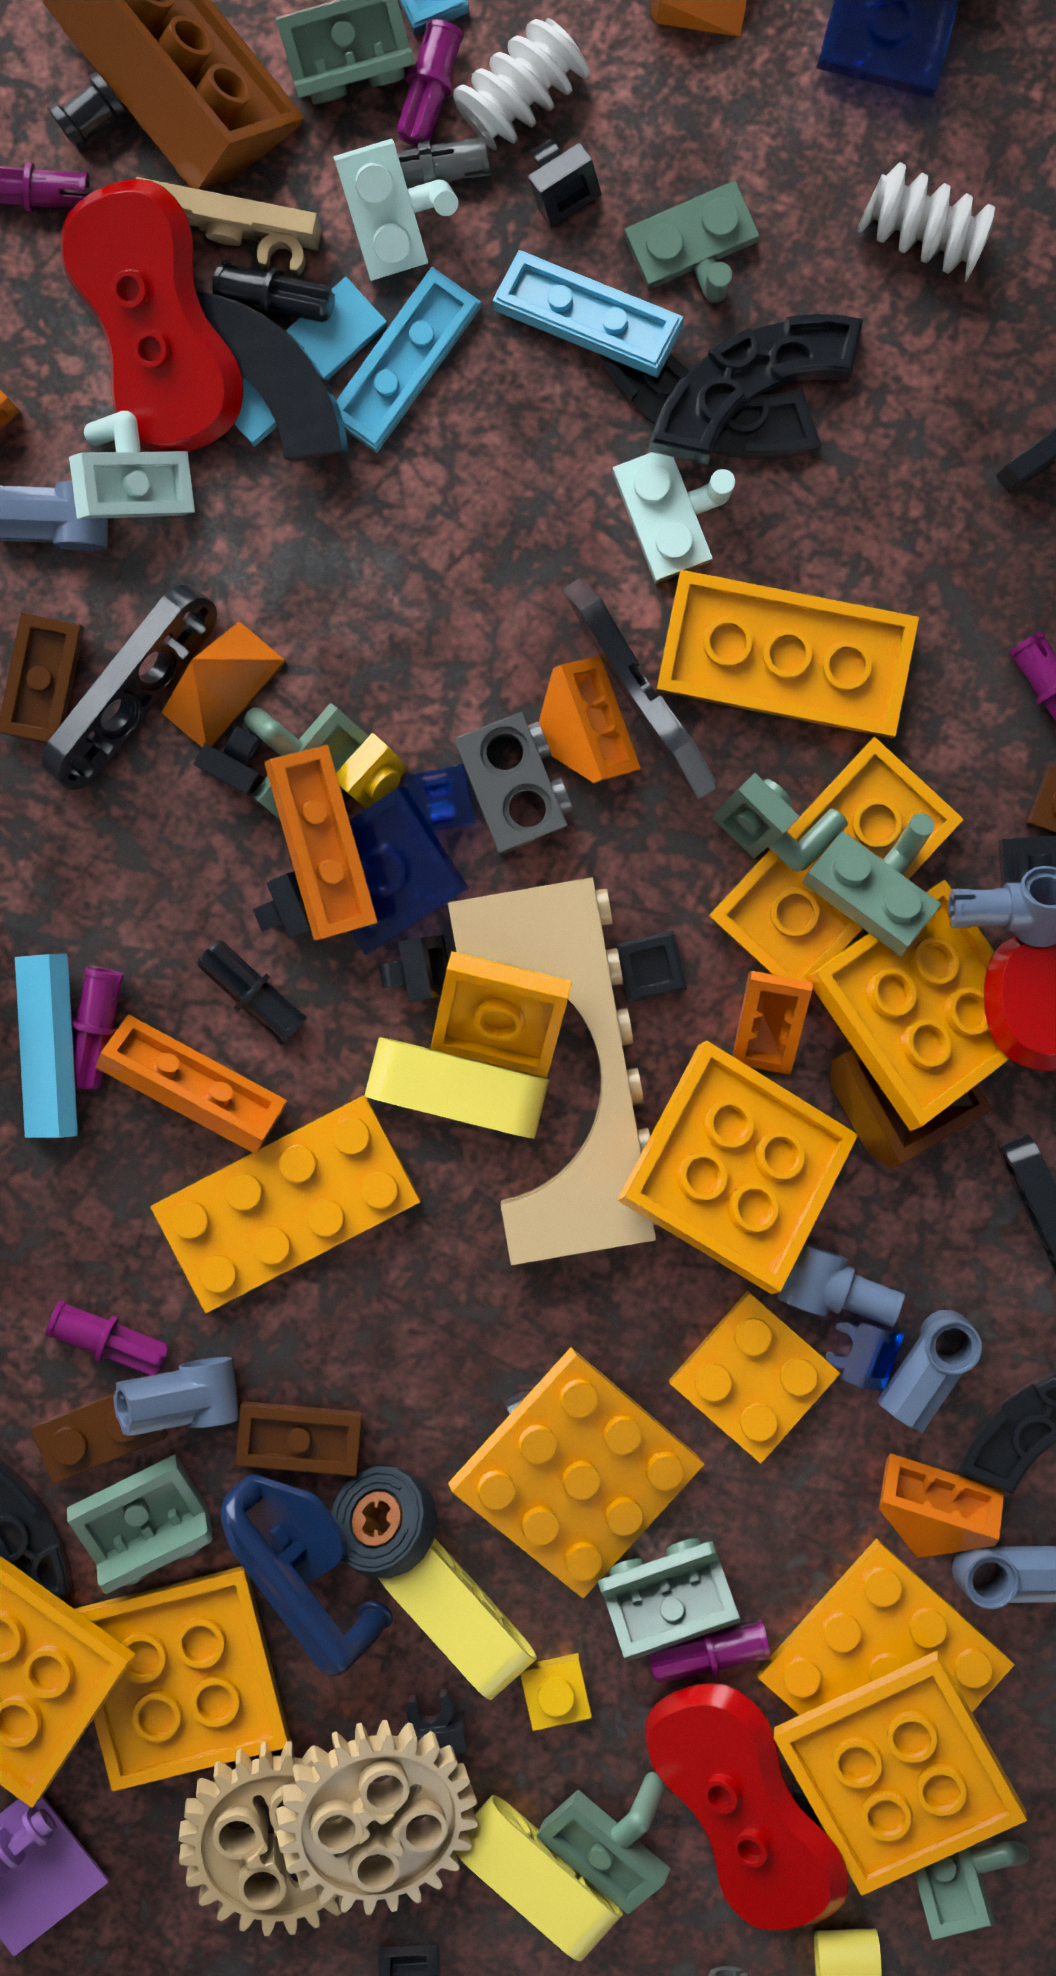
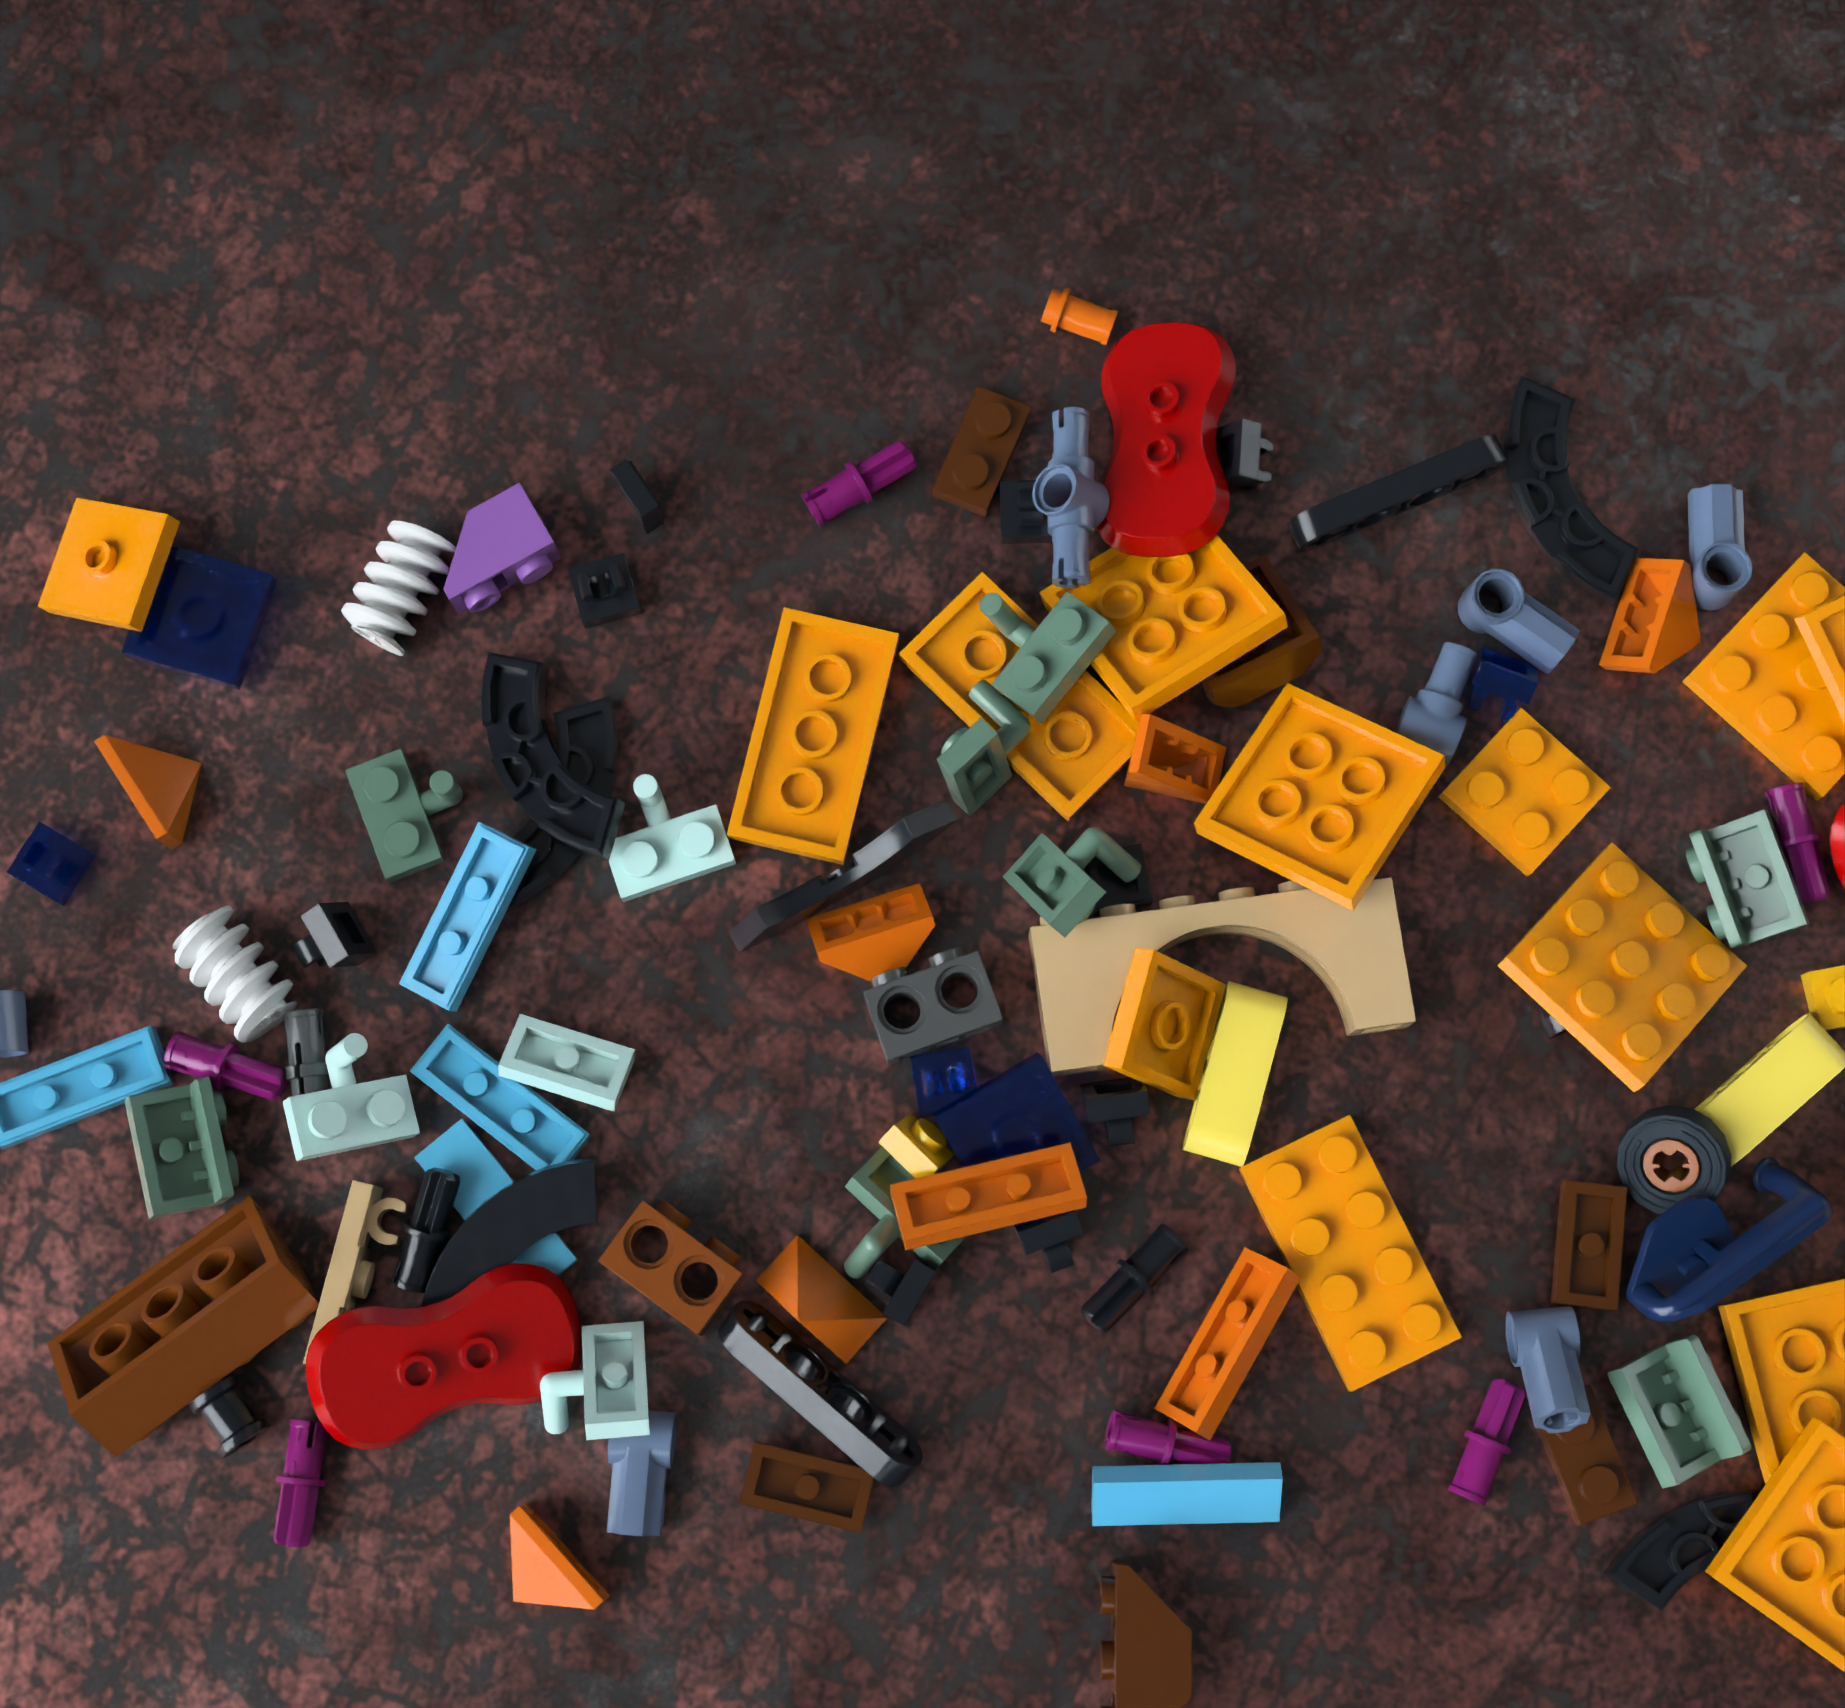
camera: 90 degrees left, 10 degrees down
(231, 530) = (665, 1279): none -> dark orange brick
(444, 421) = (566, 1062): none -> light aqua plate
(643, 900) = (1056, 880): none -> sand green plate
(933, 434) = (604, 590): none -> black tile
(972, 319) = (497, 548): none -> medium lavender slope

